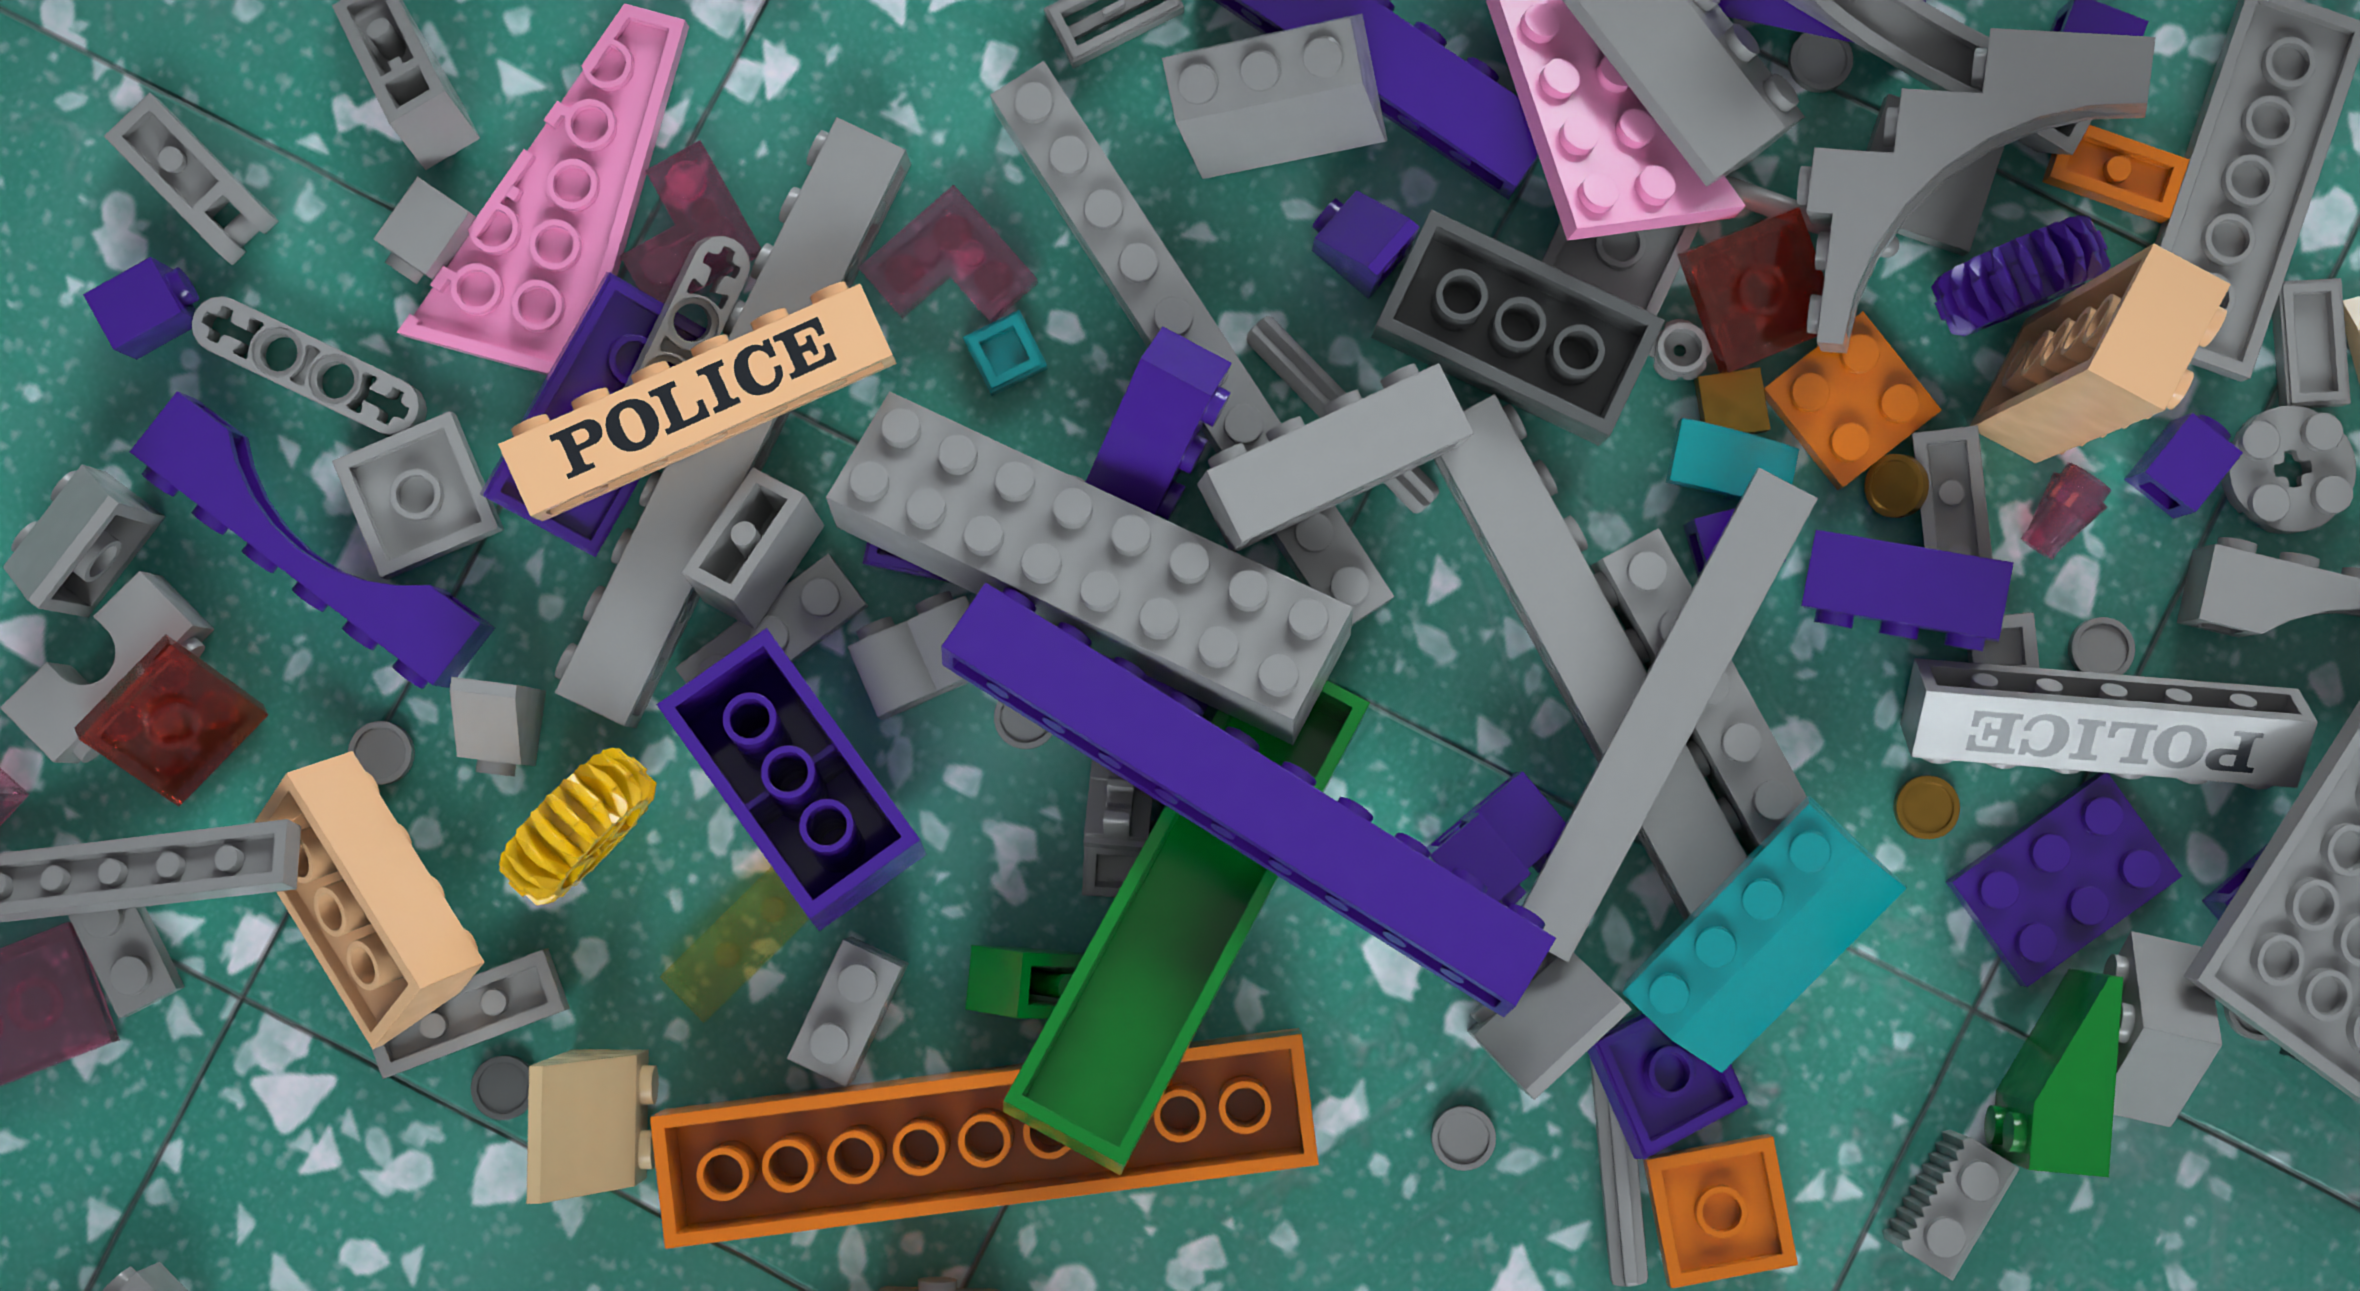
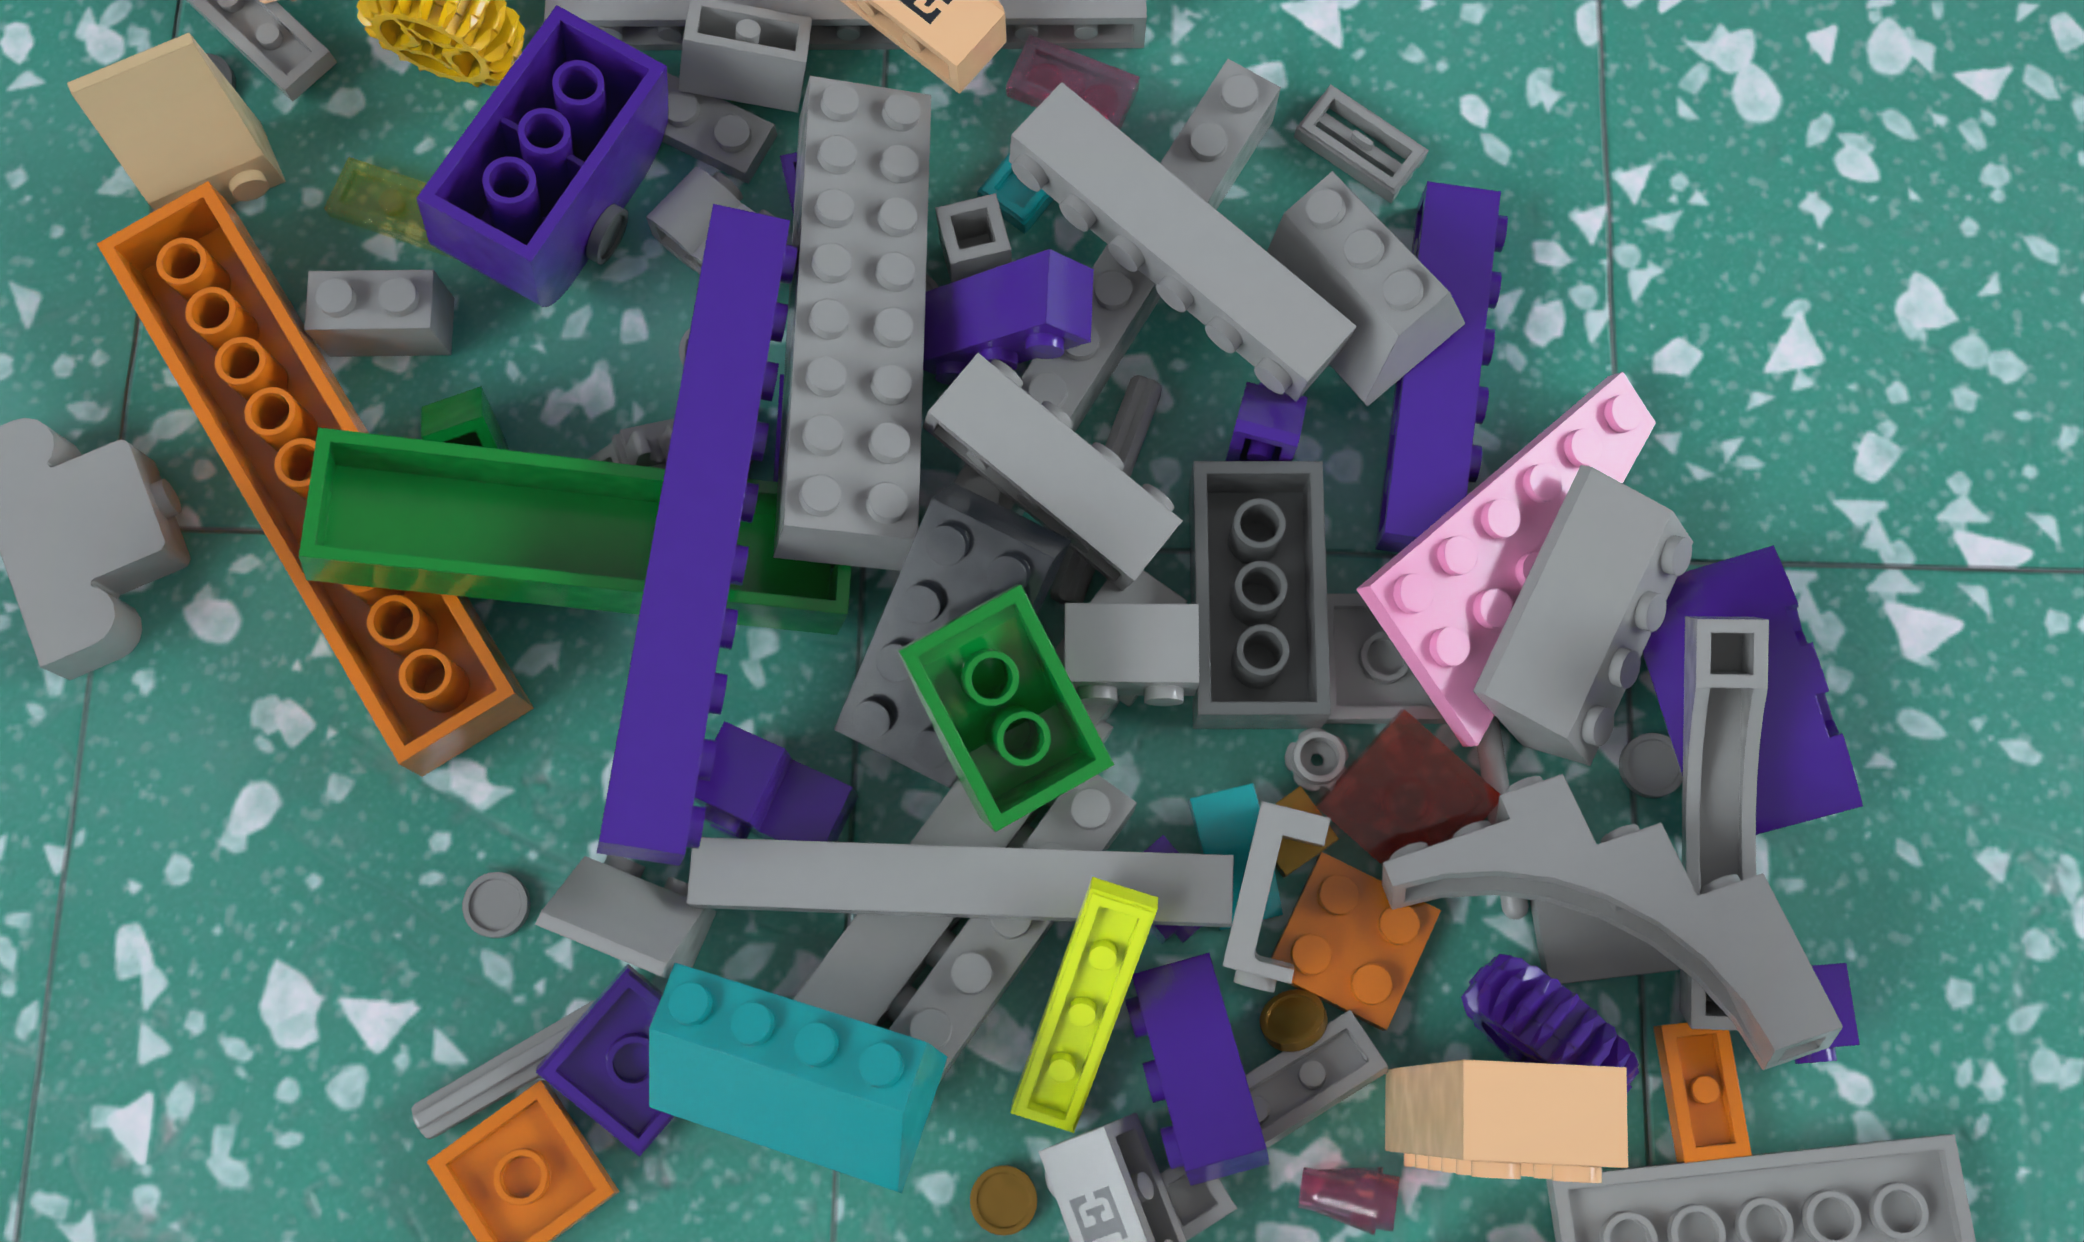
camera: 65 degrees right, 10 degrees down
(869, 761) = (607, 234): none -> dark grey piece
(1053, 421) = (973, 236): none -> light grey brick
(1170, 235) = (1178, 243): none -> light grey brick
(1437, 616) = (957, 561): none -> black brick
(1528, 467) = (1132, 651): none -> light grey brick
(1549, 602) = (1004, 708): none -> green slope
(1750, 424) = (1272, 825): none -> light grey panel
(1814, 657) = (1084, 1004): none -> neon yellow tile

